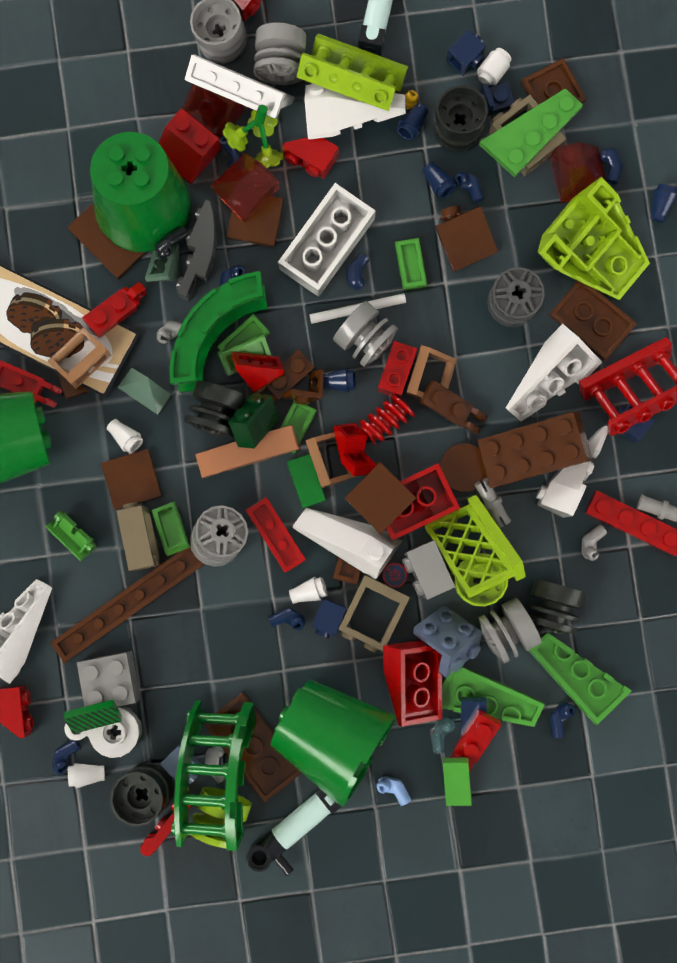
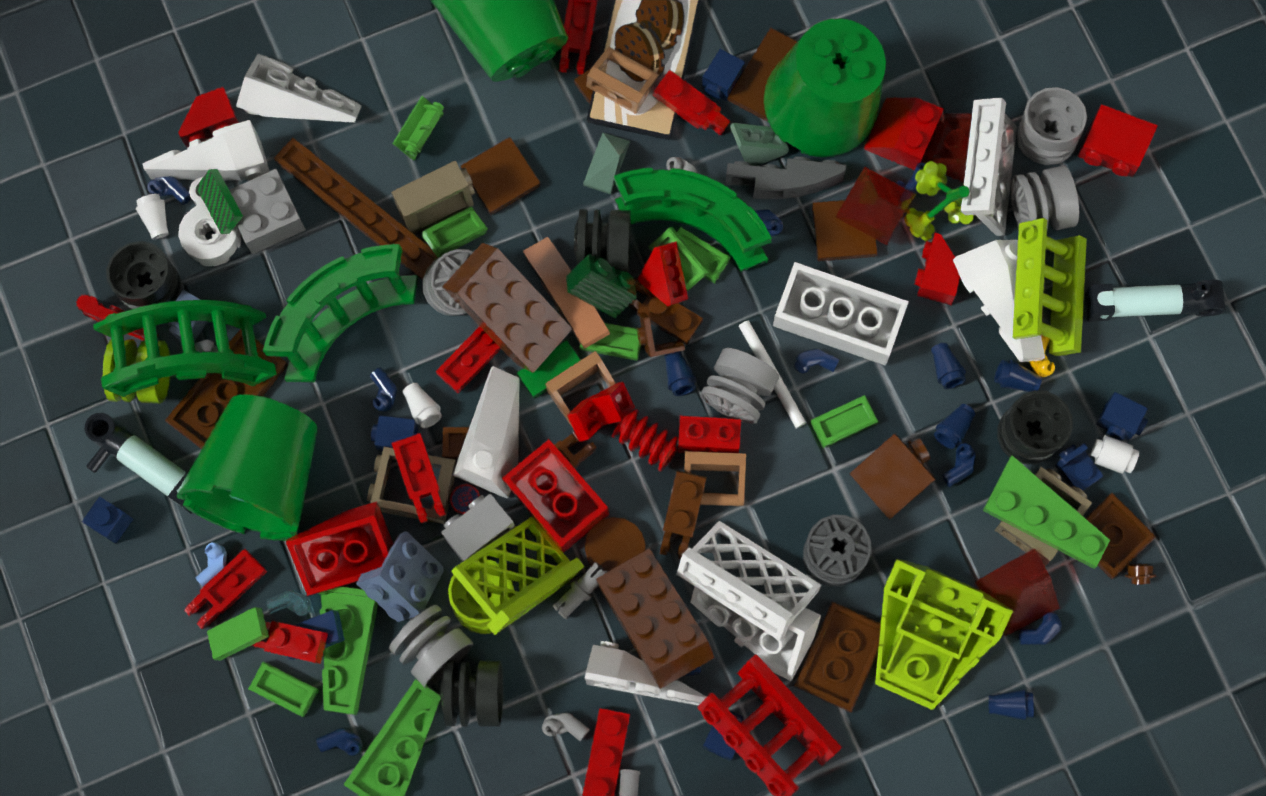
camera: 75 degrees right, 10 degrees down
(51, 696) = (232, 150): none -> white wedge
(98, 276) = (722, 75): none -> dark blue brick
(126, 437) = (546, 156): white cone -> none
(172, 238) = (784, 137): black arm -> none
(206, 642) = (320, 289): none -> green fence
(253, 500) = (507, 307): none -> reddish brown brick
(336, 868) = (107, 520): none -> dark blue brick
(371, 606) = (418, 474): none -> red hinge
(380, 498) = (547, 449): reddish brown tile -> none
(390, 171) = (948, 368): none -> dark blue cone
(415, 780) = (227, 587): none -> red hinge
(507, 755) = (283, 689): none -> bright green tile
(531, 381) = (737, 591): none -> white fence
(588, 78) = (1140, 573): none -> reddish brown plate

